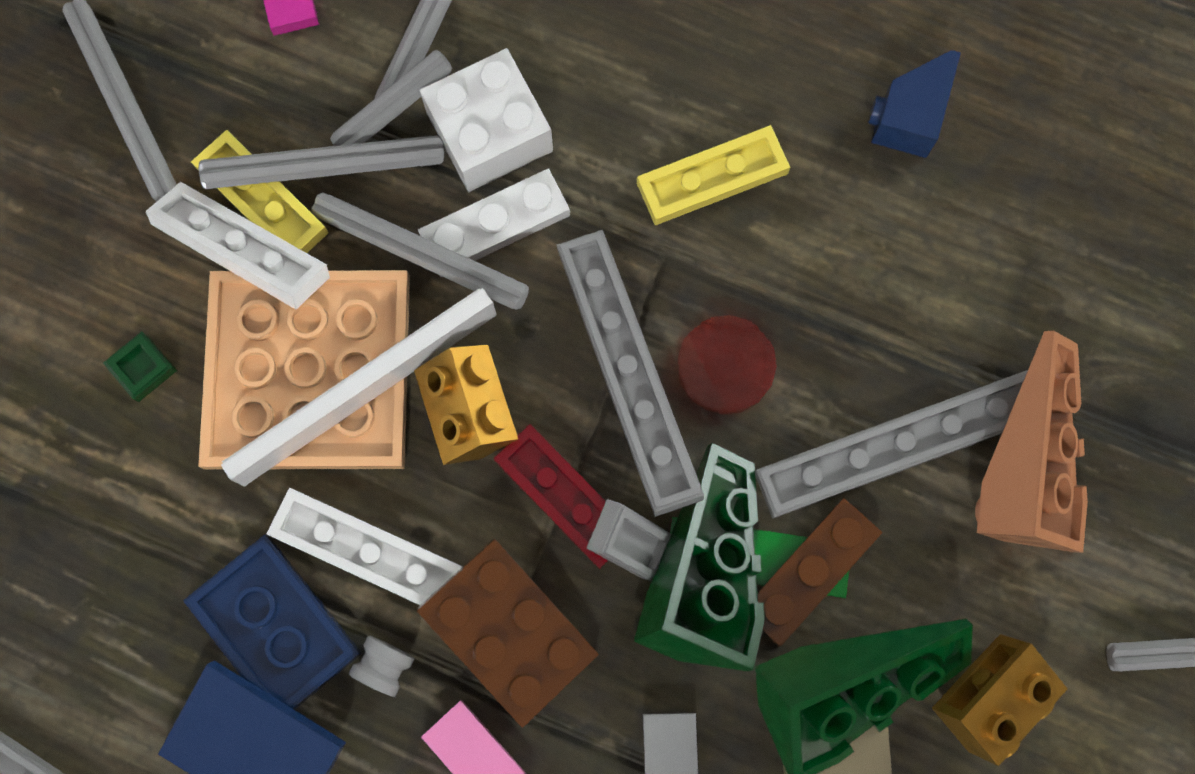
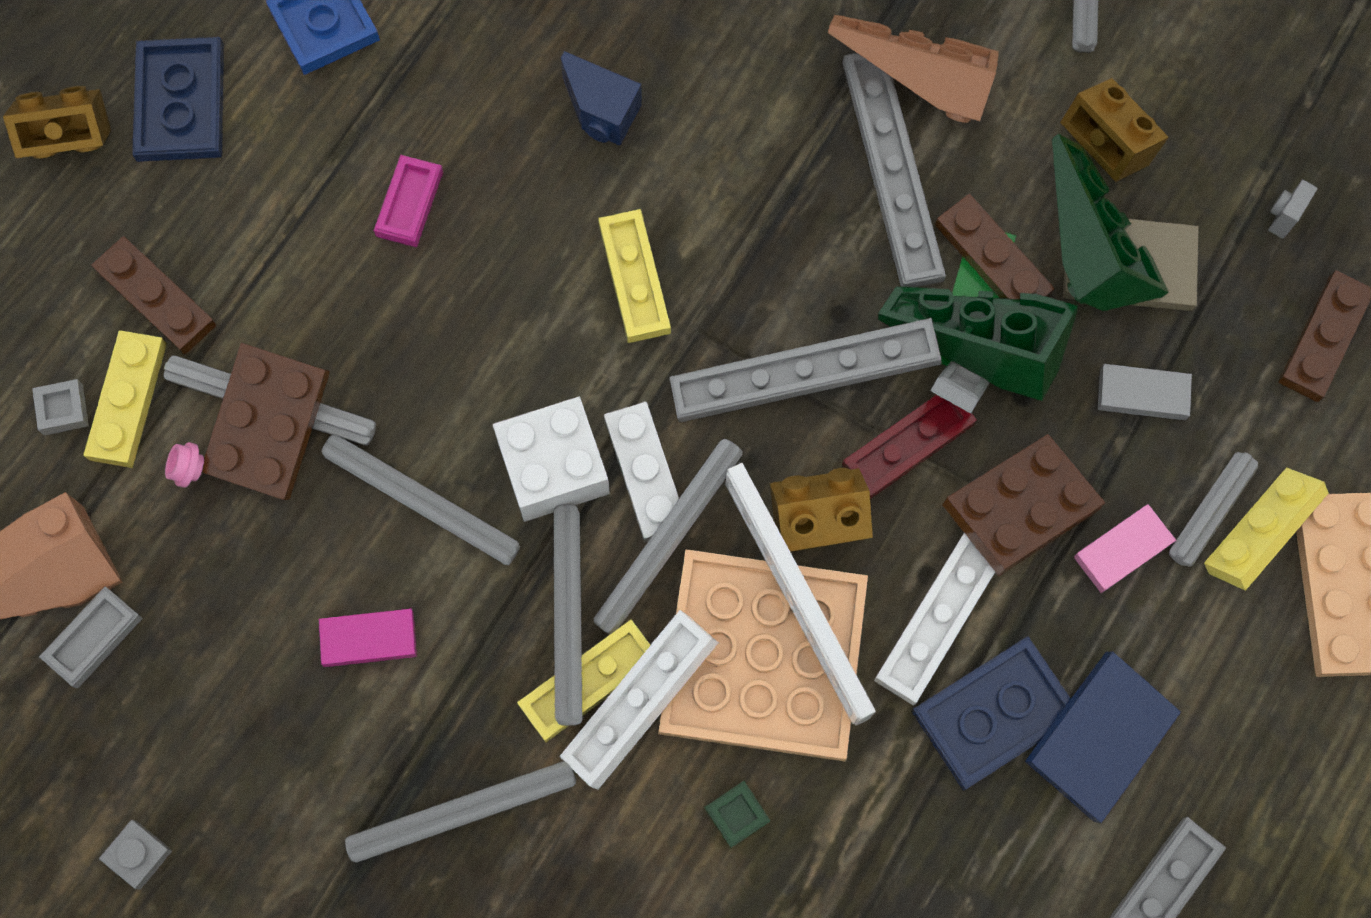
camera: 85 degrees left, 5 degrees down
(381, 666) = (1042, 615): light grey wheel -> none
(392, 101) = (519, 542): light grey axle -> none
(726, 365) = (806, 295): clear red tile -> none

